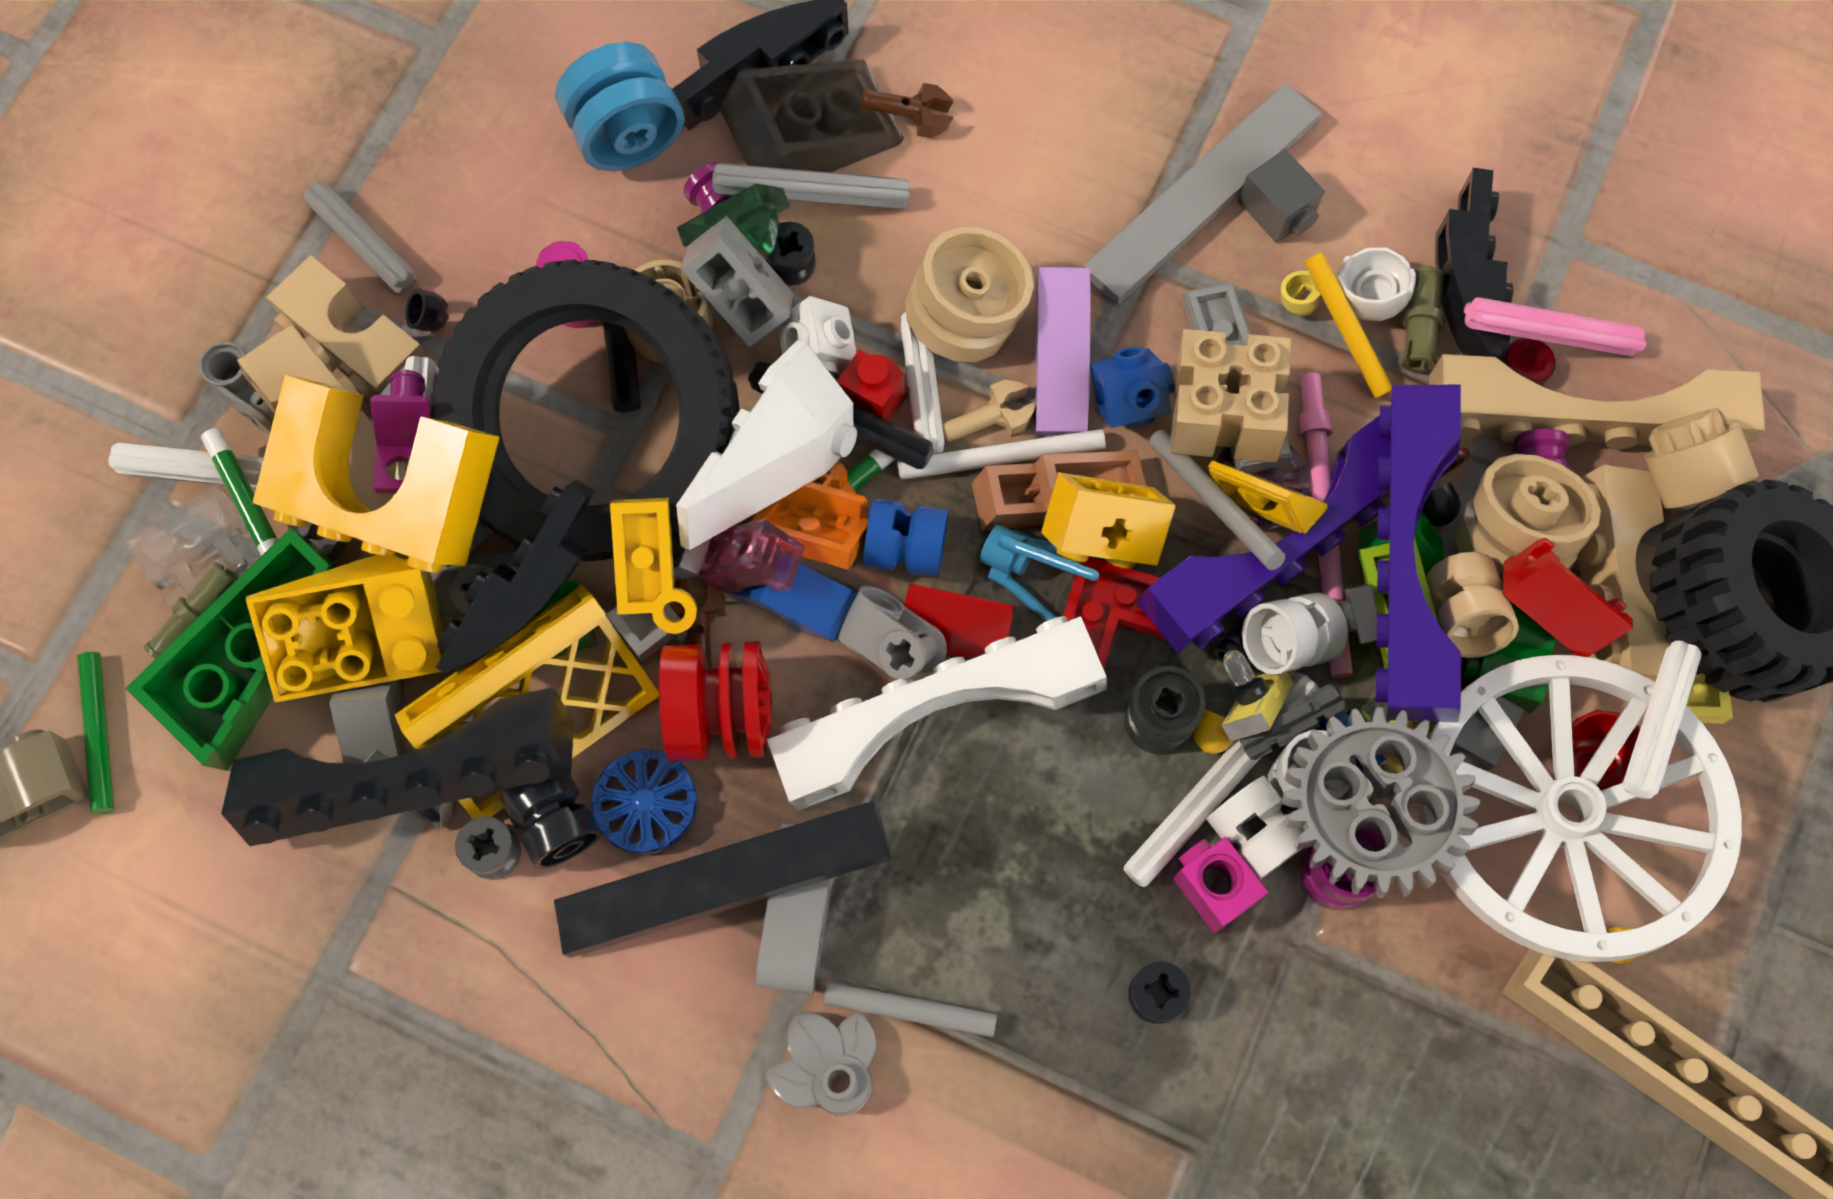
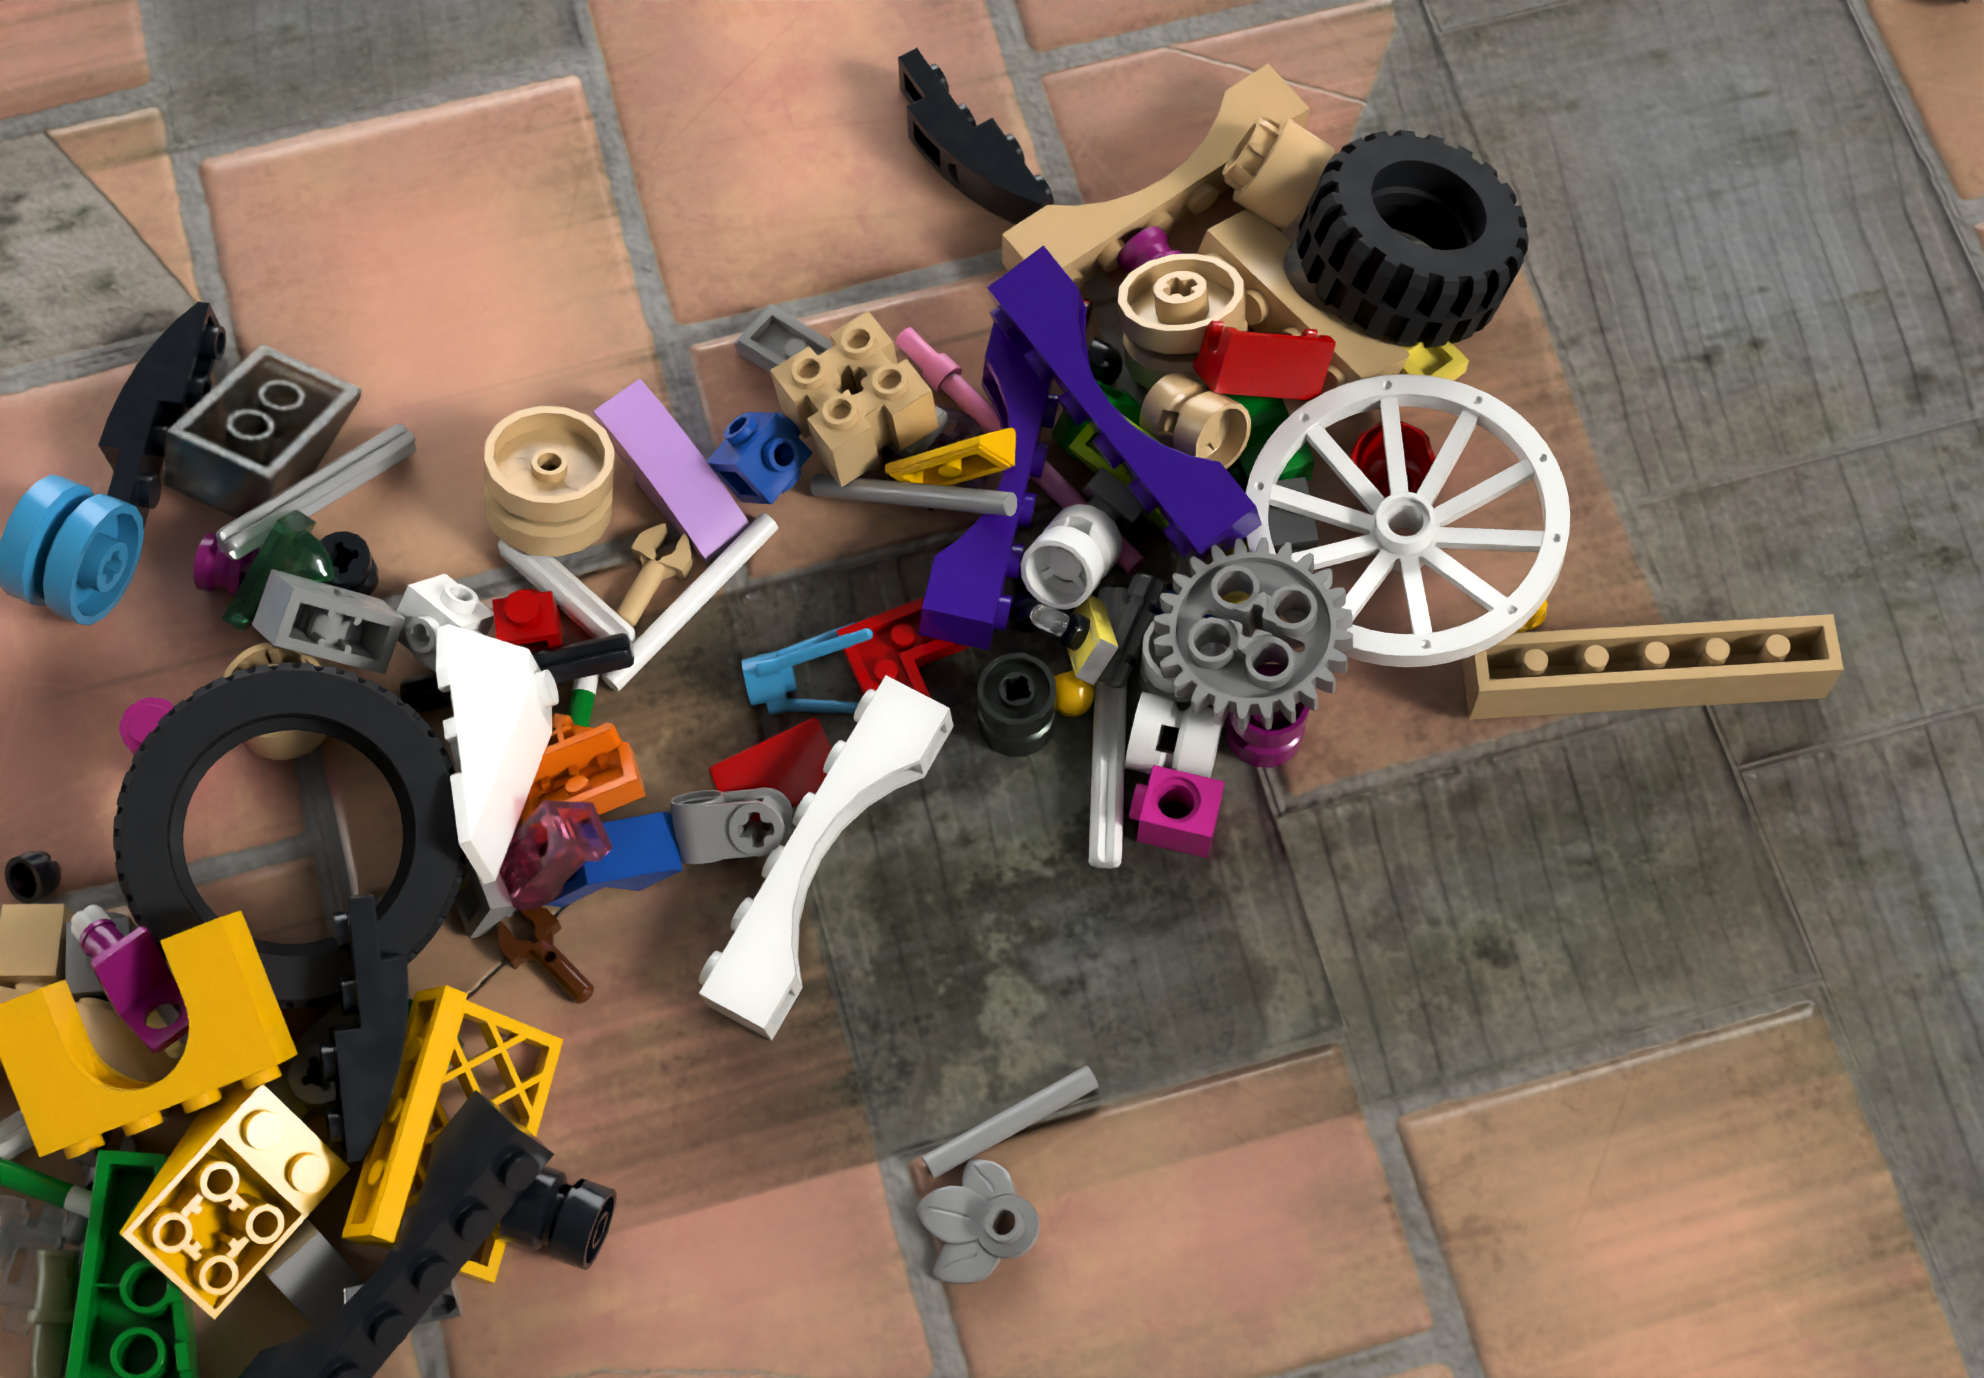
camera: 40 degrees left, 5 degrees down
(498, 855) = (529, 1303): dark grey wheel -> none
(621, 369) = (272, 785): black axle -> none
(642, 633) = (503, 978): light grey panel -> none
(644, 802) = (630, 1138): blue wheel -> none
(646, 562) = (466, 920): yellow hinge -> none
(714, 701) = (625, 996): red wheel -> none
(722, 879) = (758, 1143): black tile -> none
(793, 937) = (844, 1115): light grey beam -> none
(905, 538) = (672, 732): blue wheel -> none
(915, 108) = (350, 354): reddish brown bar -> none
(1022, 492) = (767, 592): nougat slope -> none
(1107, 520) = (837, 582): yellow brick -> none
(1147, 1001) = (1198, 950): black wheel -> none
(1200, 194) = (677, 245): light grey tile -> none
(1281, 196) = (752, 198): dark grey brick -> none
(1293, 290) = (828, 273): light yellow hinge -> none
(1348, 324) = (901, 267): yellow bar -> none
(1377, 283) = (895, 215): white hair -> none
(1423, 320) = (959, 217): olive pin -> none
(1531, 360) = (1076, 186): dark red tile -> none
(1554, 326) = (1074, 144): bright pink axle -> none
(1662, 720) = (1416, 399): white axle -> none

